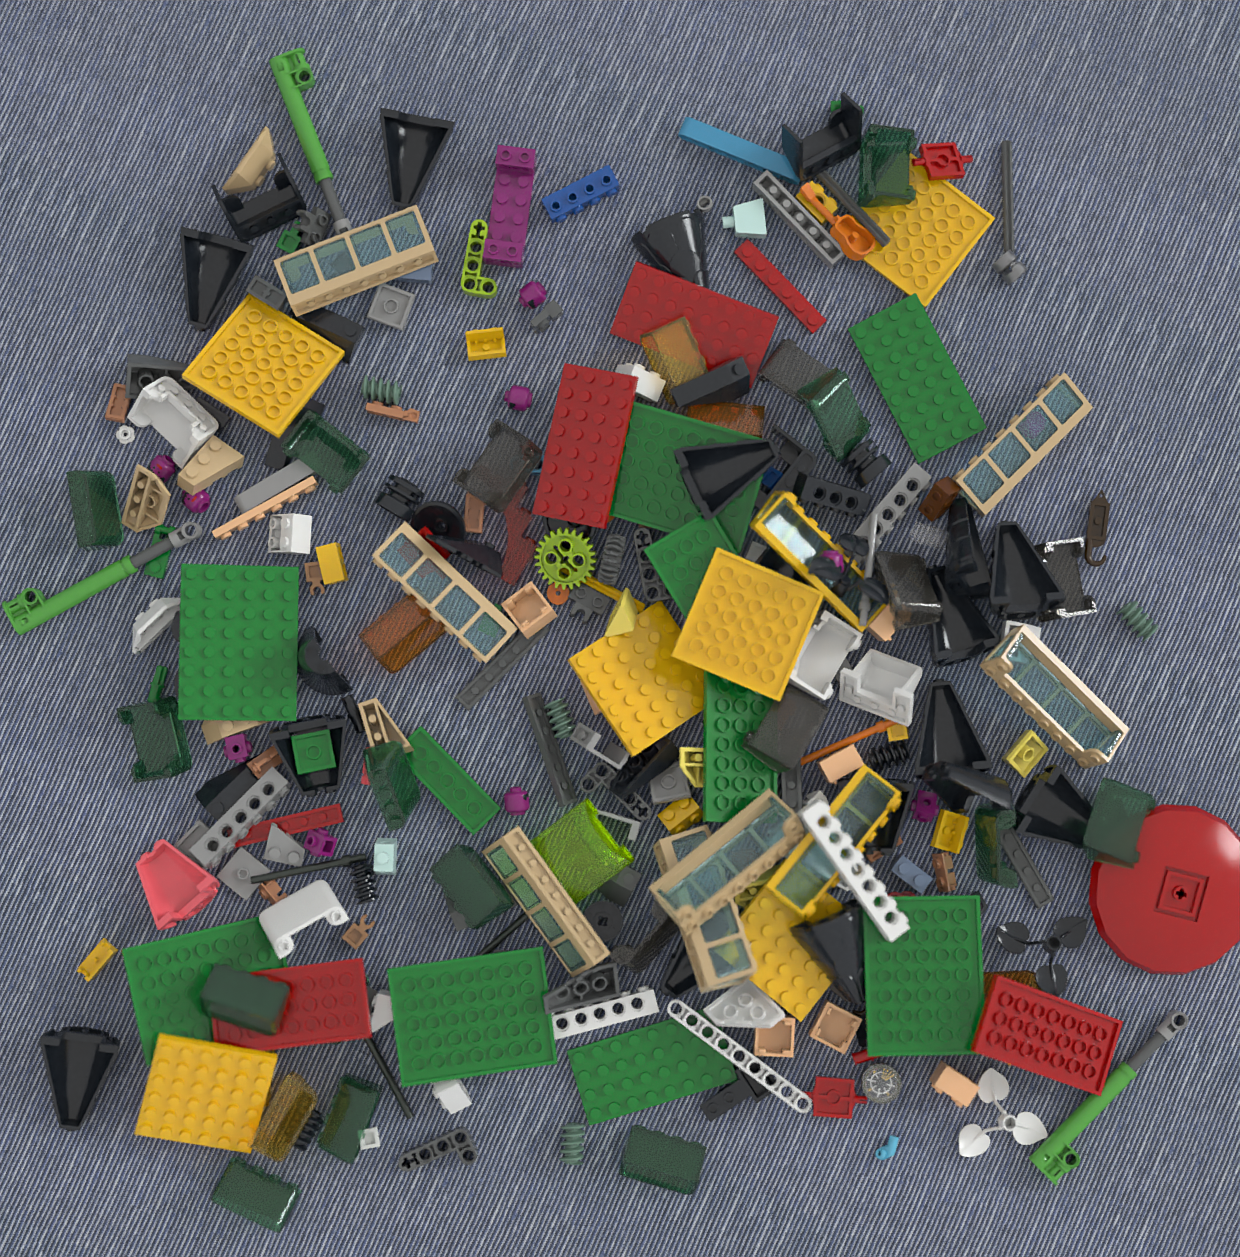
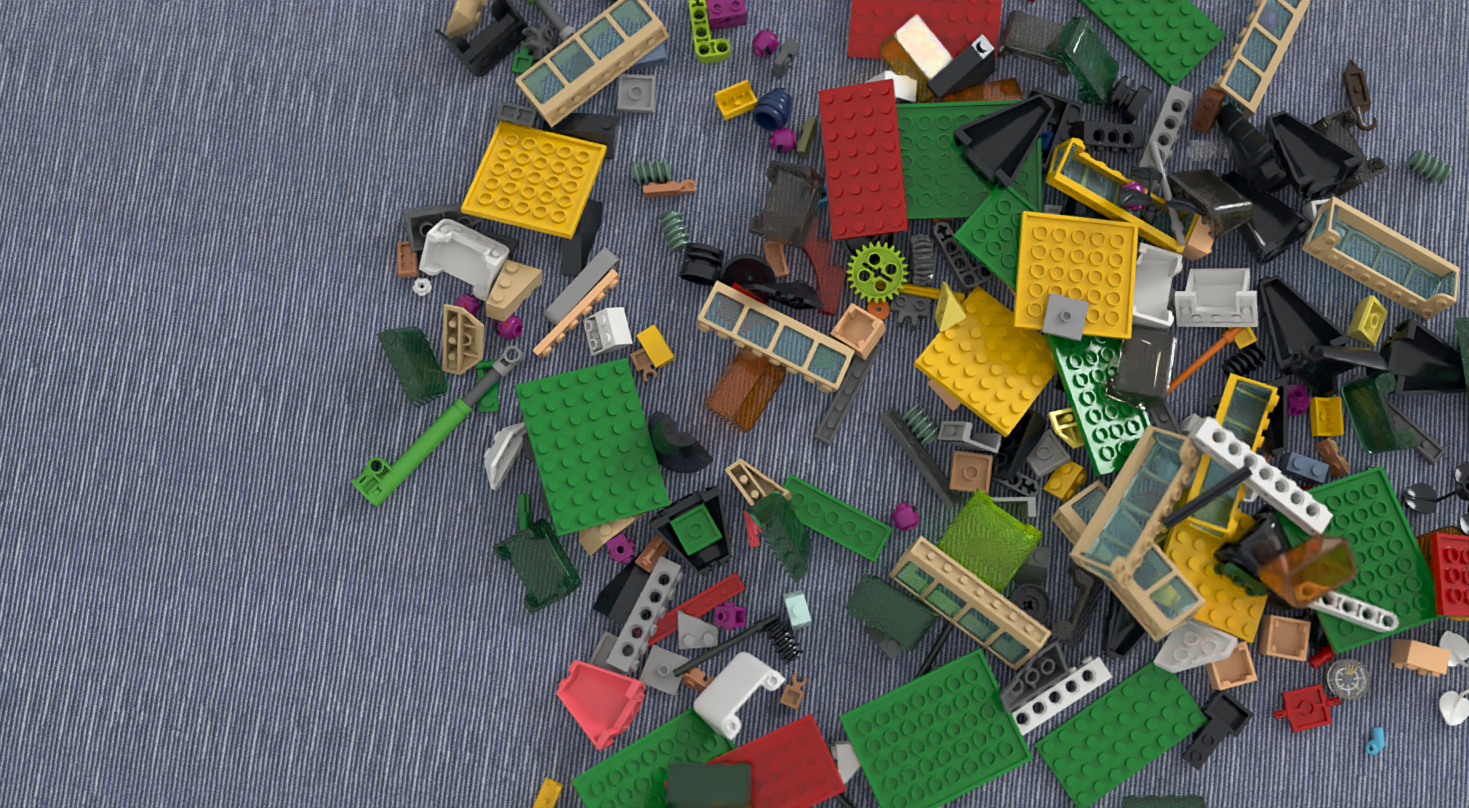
camera: 15 degrees left, 5 degrees down
(210, 273) = (458, 112): black cone -> none
(326, 451) = (618, 241): clear green windscreen -> none
(353, 713) = (723, 482): black pin -> none
(384, 451) = (673, 230): none -> sand green piece
(518, 365) = (773, 109): none -> dark blue piece
(546, 398) = (804, 144): none -> olive plate
(589, 779) = (970, 472): none -> medium nougat plate
(721, 662) = (1064, 317): none -> light grey plate
(743, 1064) = (1215, 695): white beam -> none
(793, 874) = (1207, 497): none -> black axle
(806, 959) = (1241, 579): none -> dark green plate
(840, 763) = (1202, 384): light nougat container -> none
(865, 972) = (1310, 570): none -> clear orange windscreen
(898, 1020) = (1354, 612): none -> white beam

